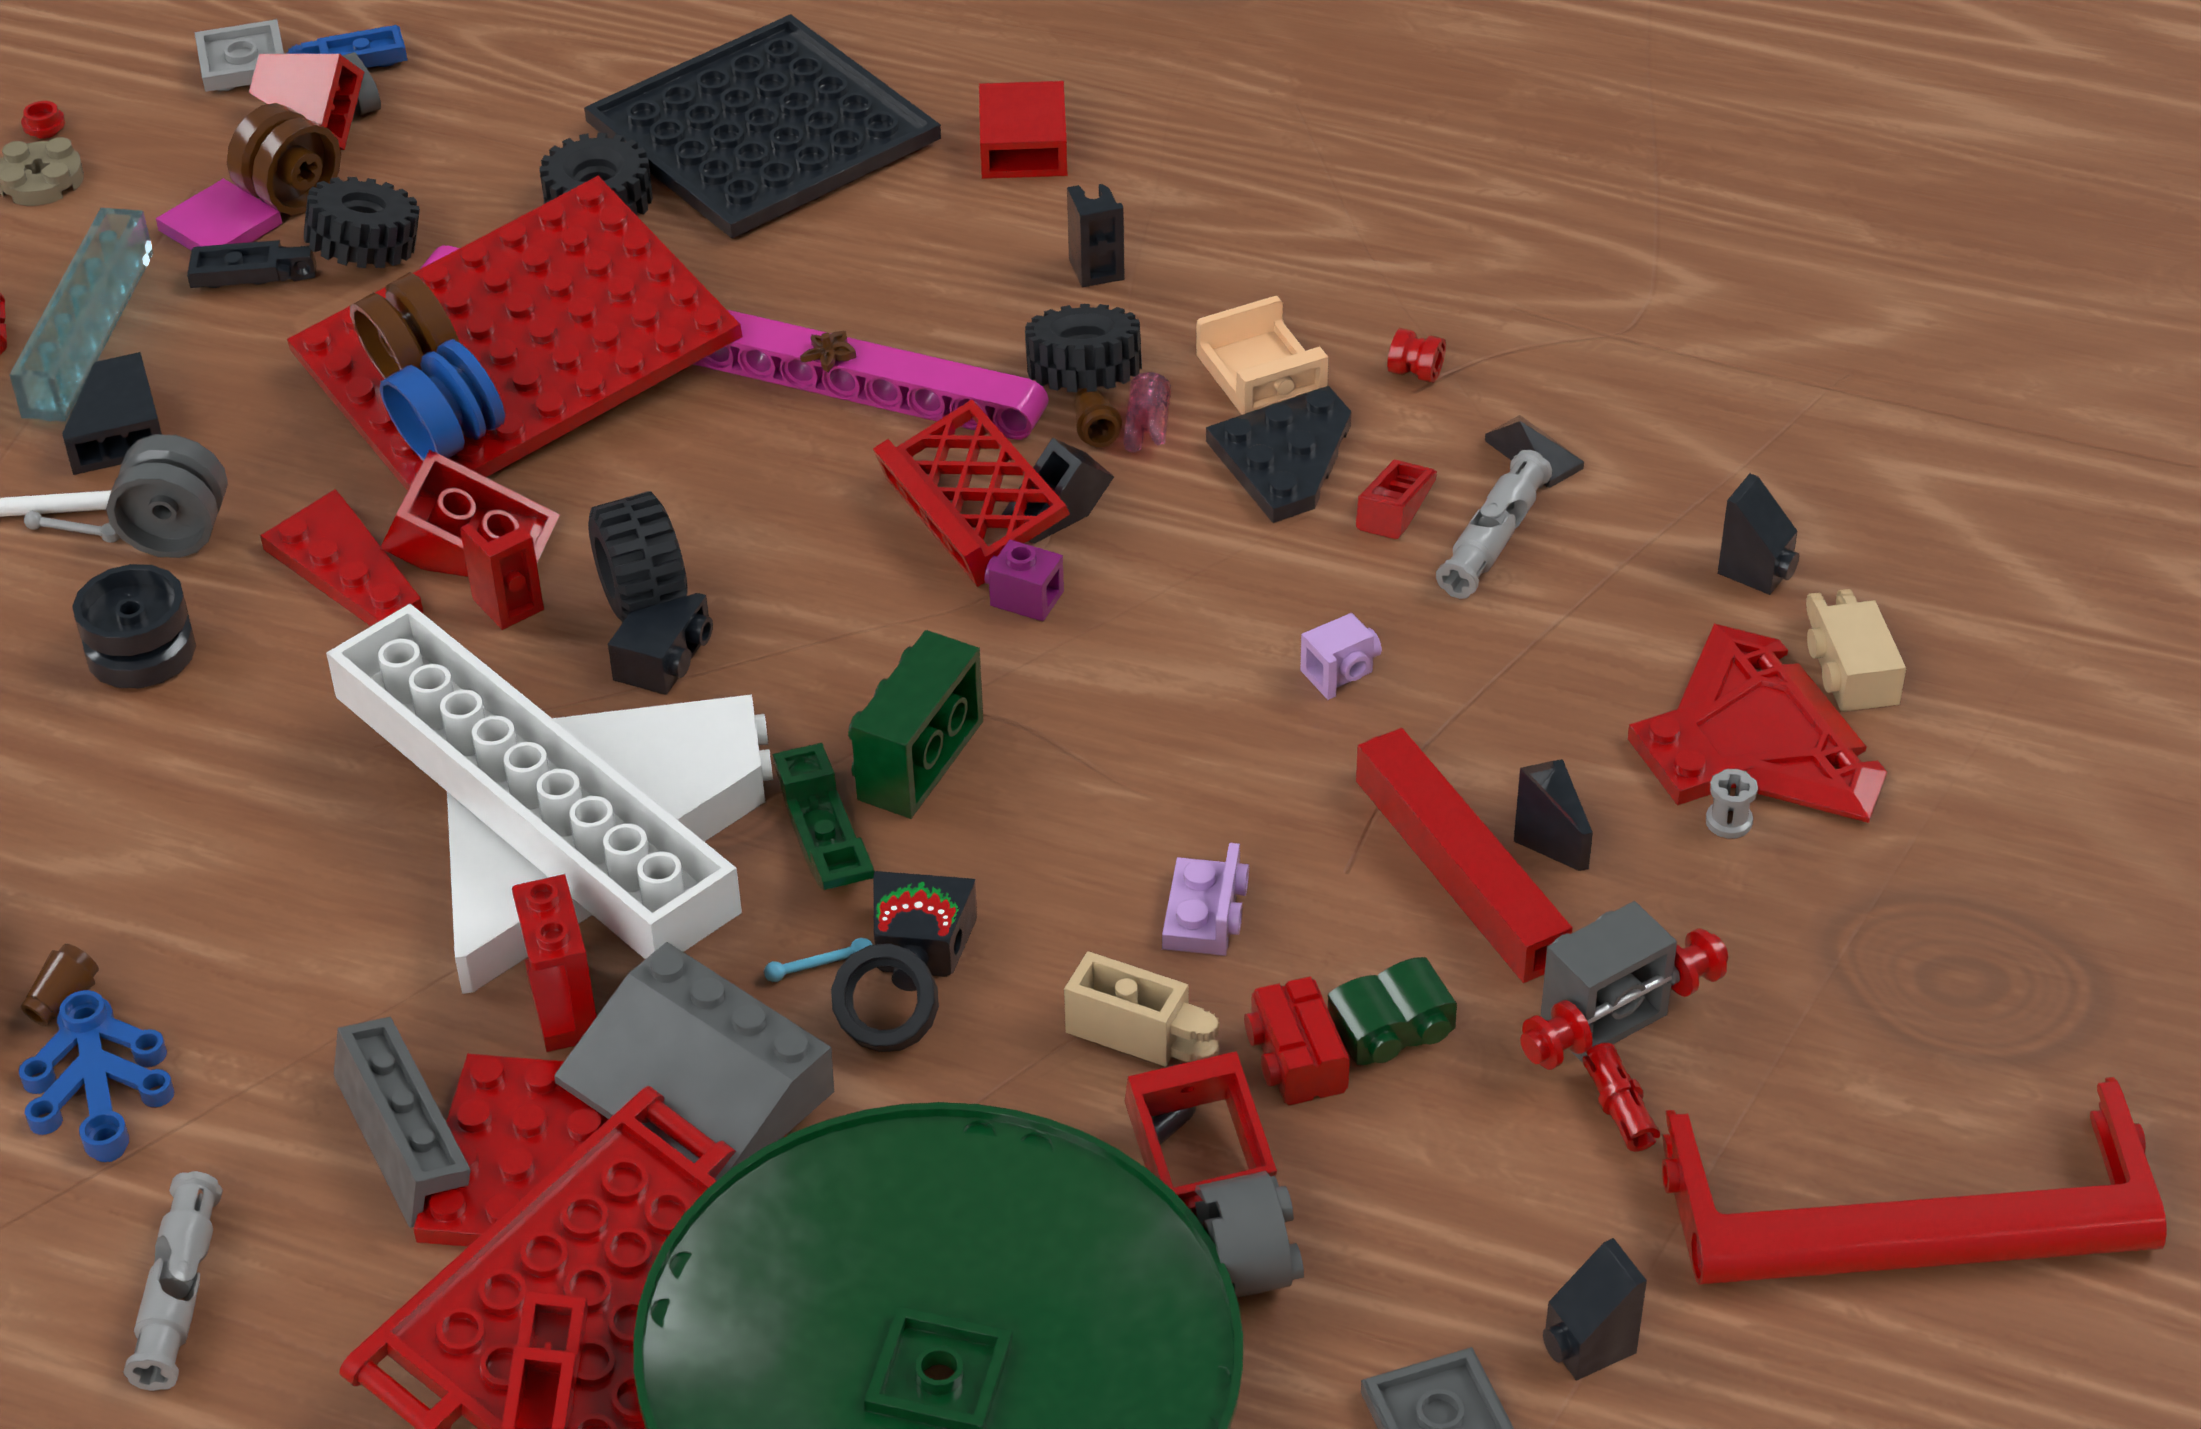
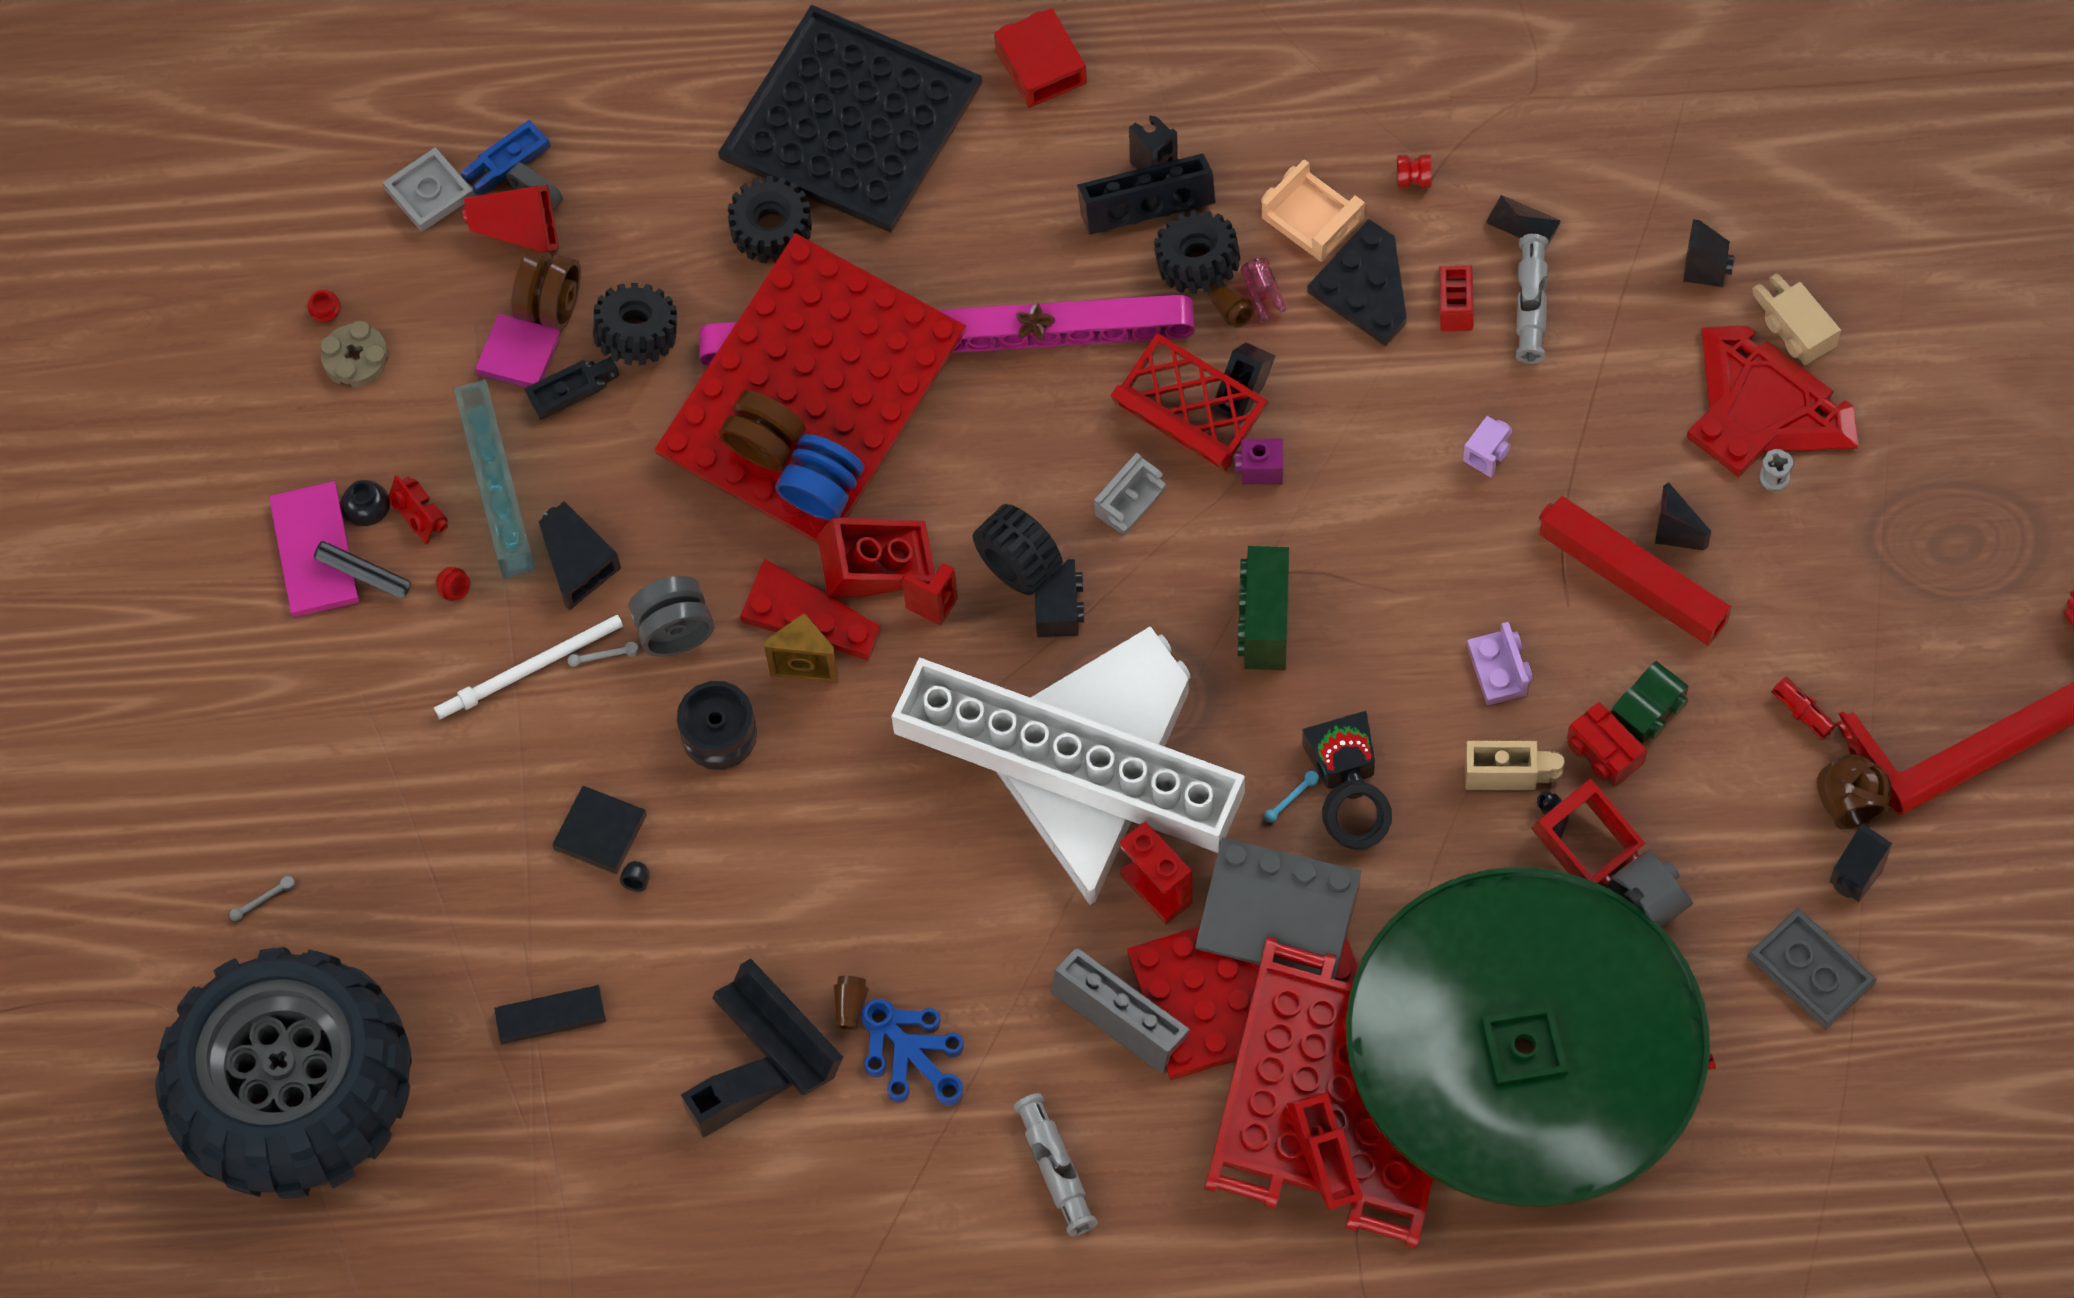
camera: 20 degrees left, 20 degrees up
(288, 581) = (801, 653): none -> pearl gold slope
(820, 818) = (1239, 700): dark green slope -> none
(831, 562) = (1129, 494): none -> light grey hinge
(1036, 260) = (1146, 193): none -> black brick
(1614, 982) = (1769, 637): dark grey brick -> none
(1645, 1214) = (1854, 791): none -> reddish brown helmet

